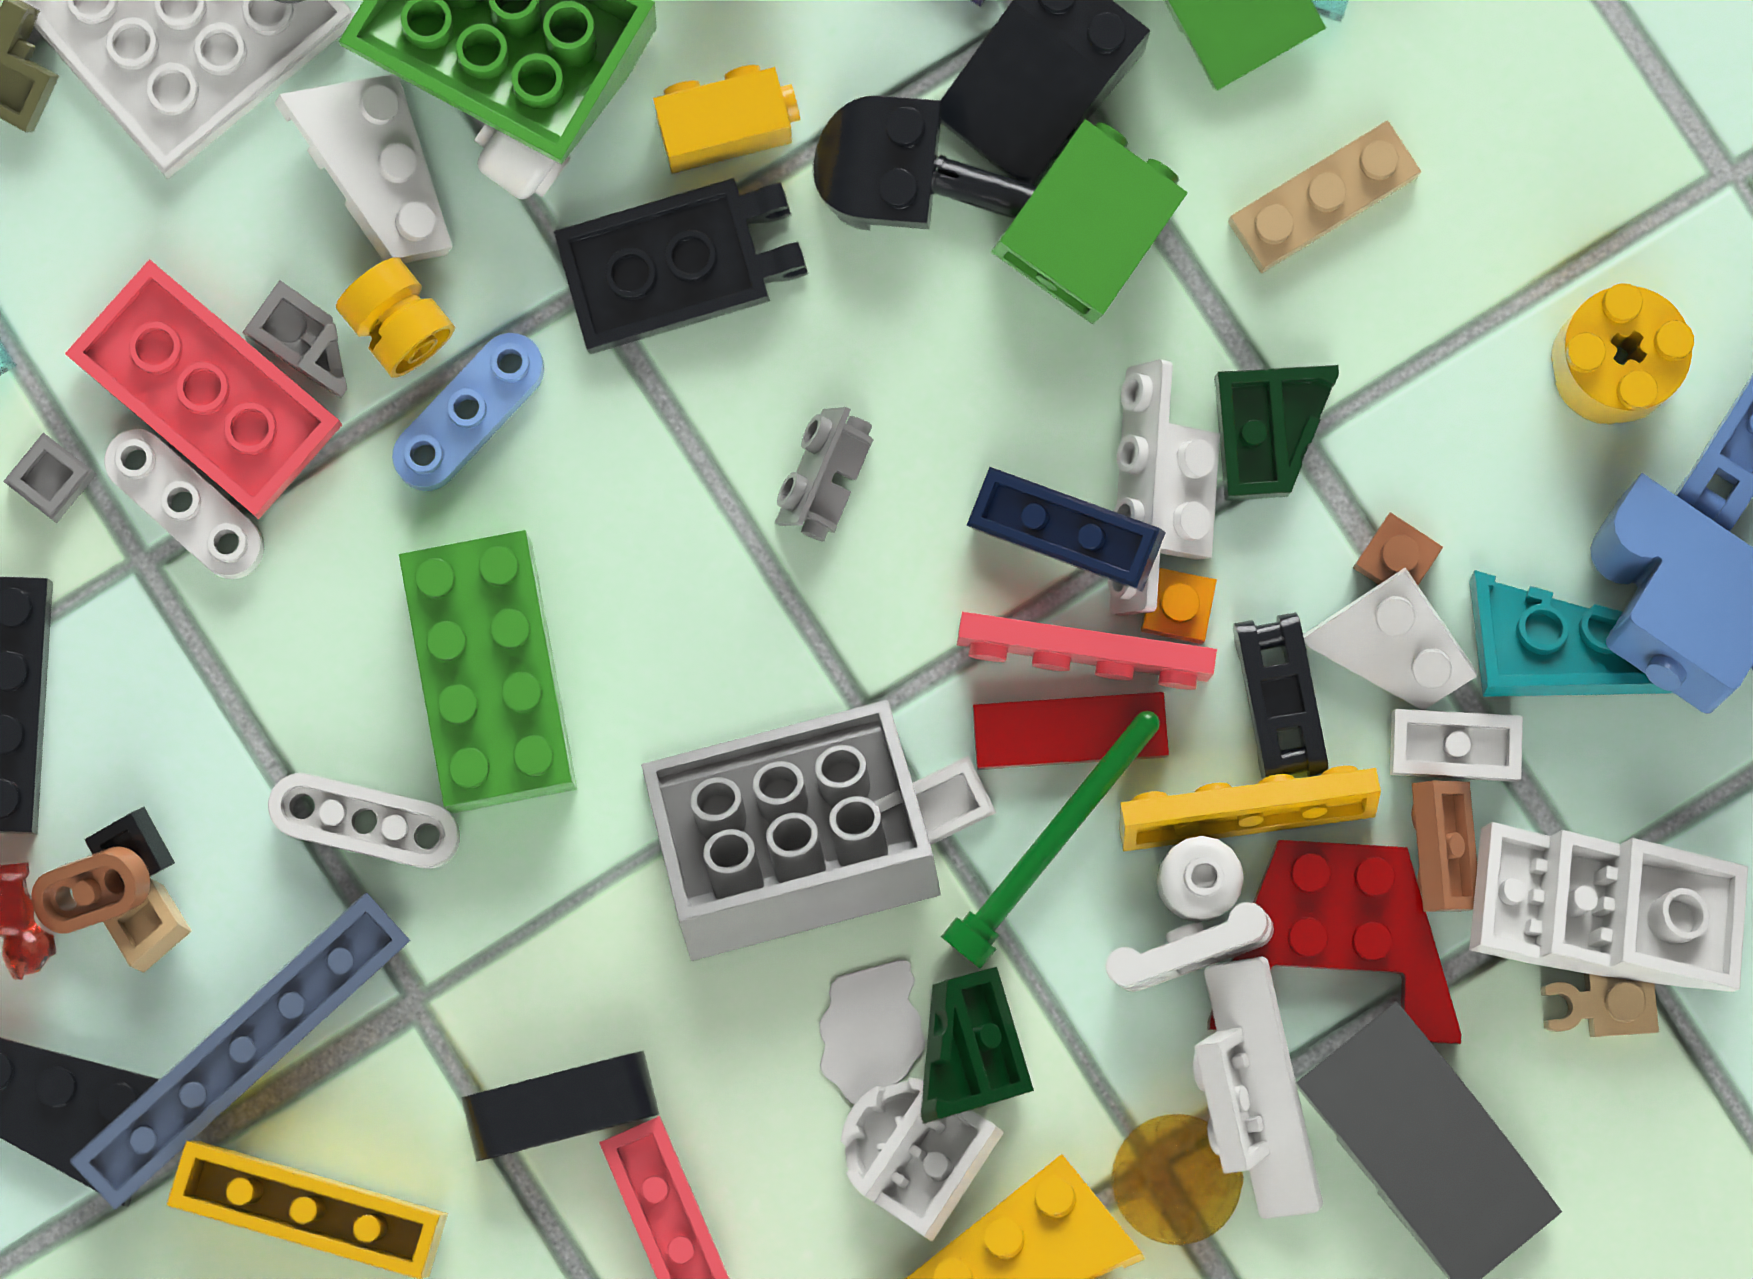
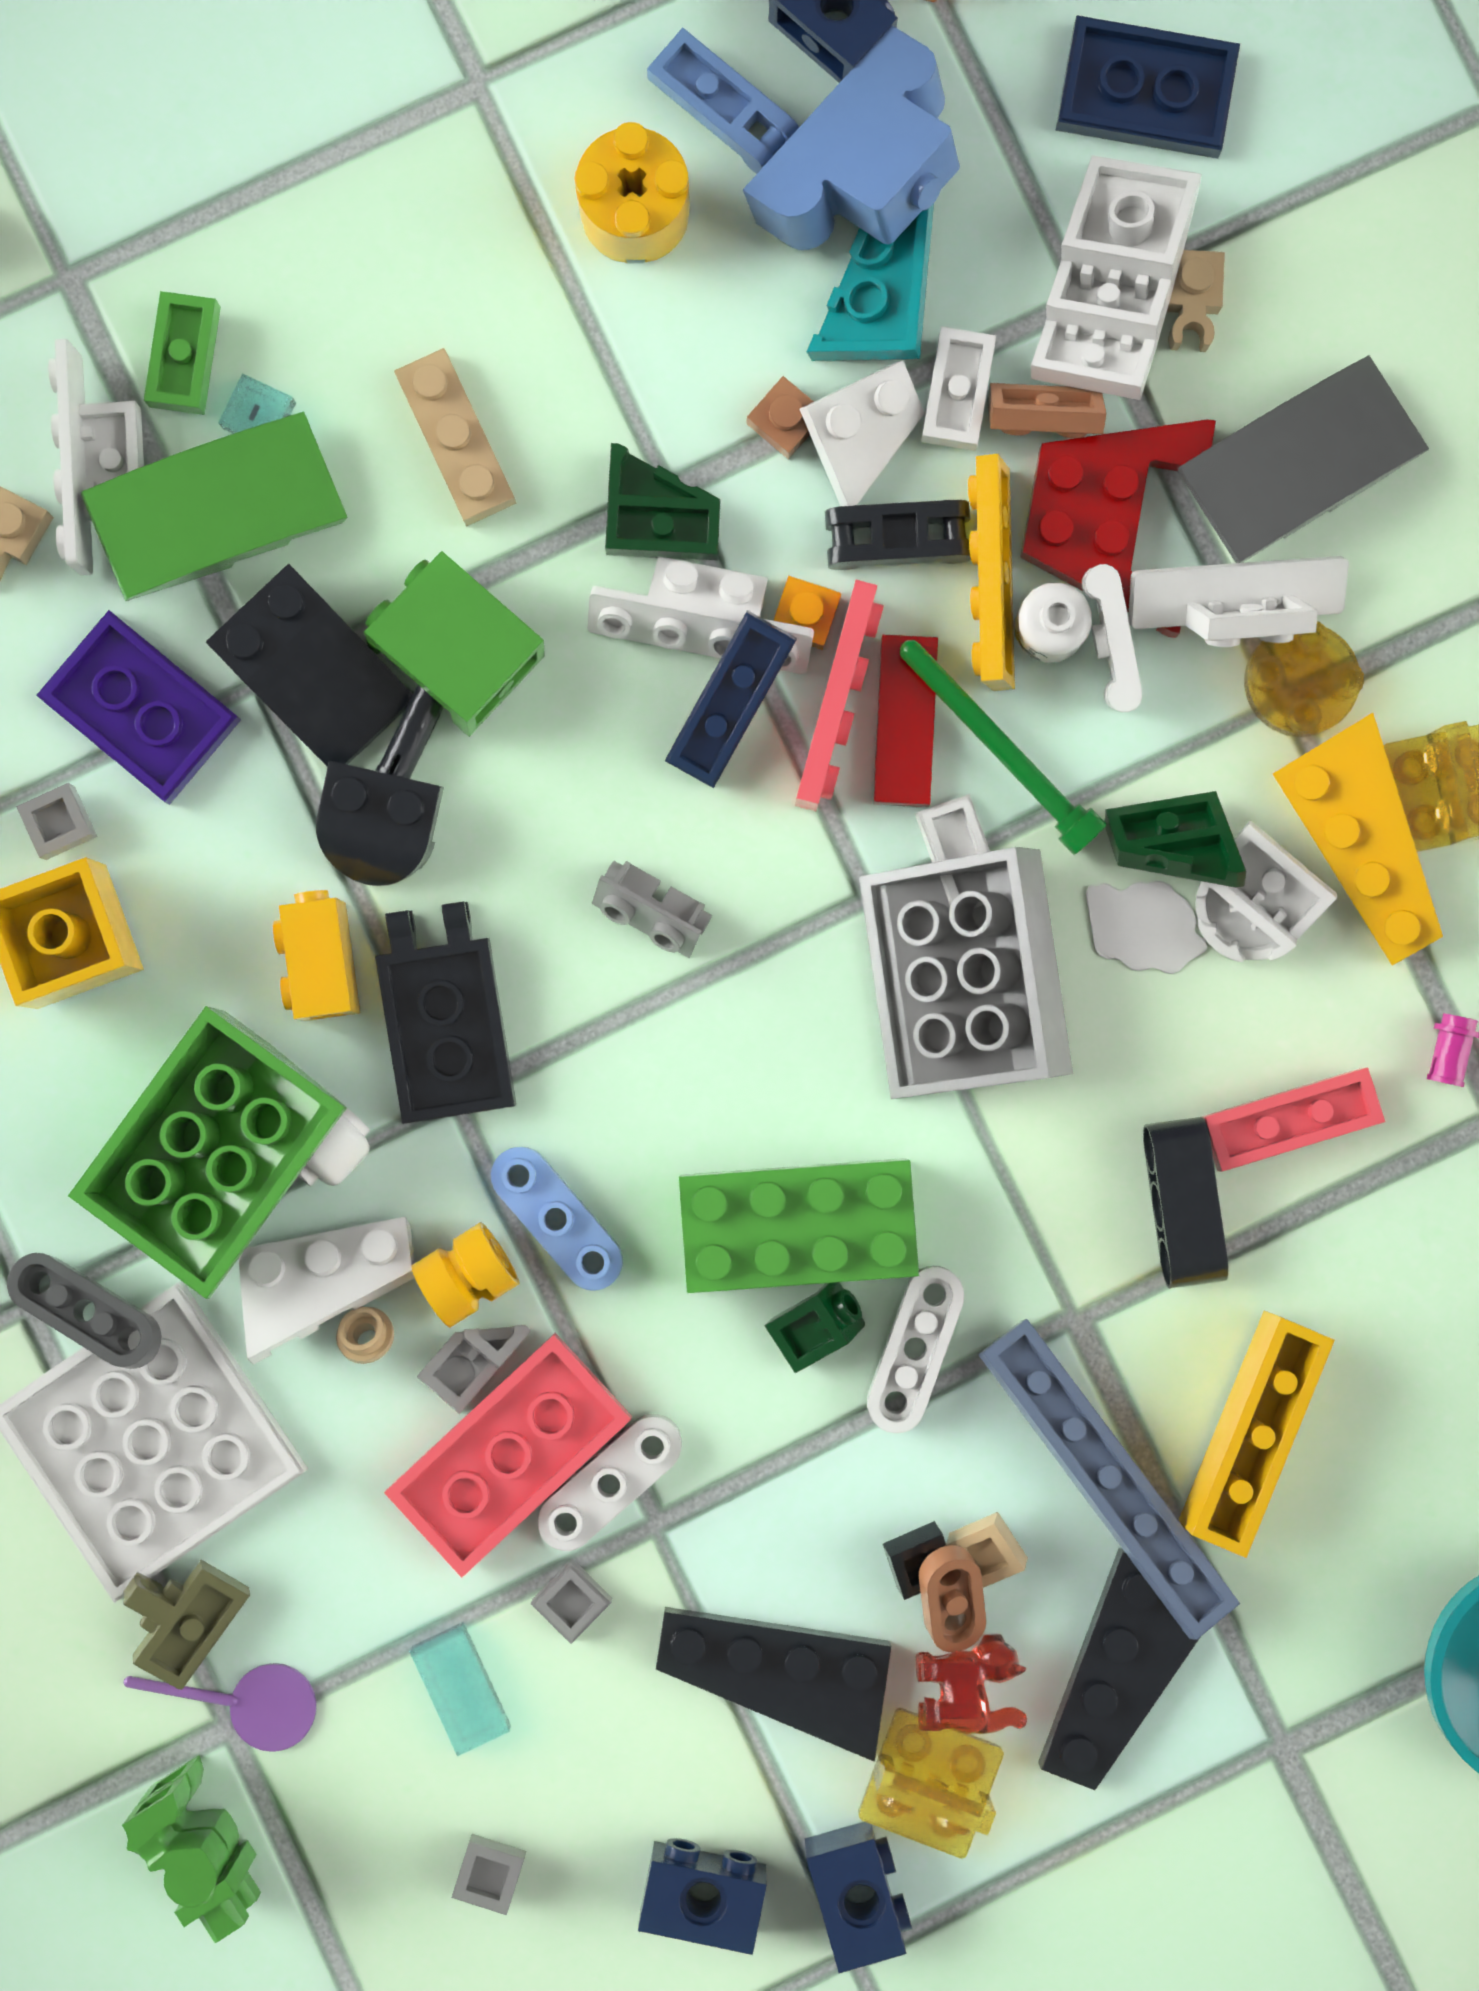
camera: 80 degrees left, 5 degrees up
(329, 208) = (356, 1323): none -> tan plate
(379, 708) = (816, 1326): none -> dark green bracket

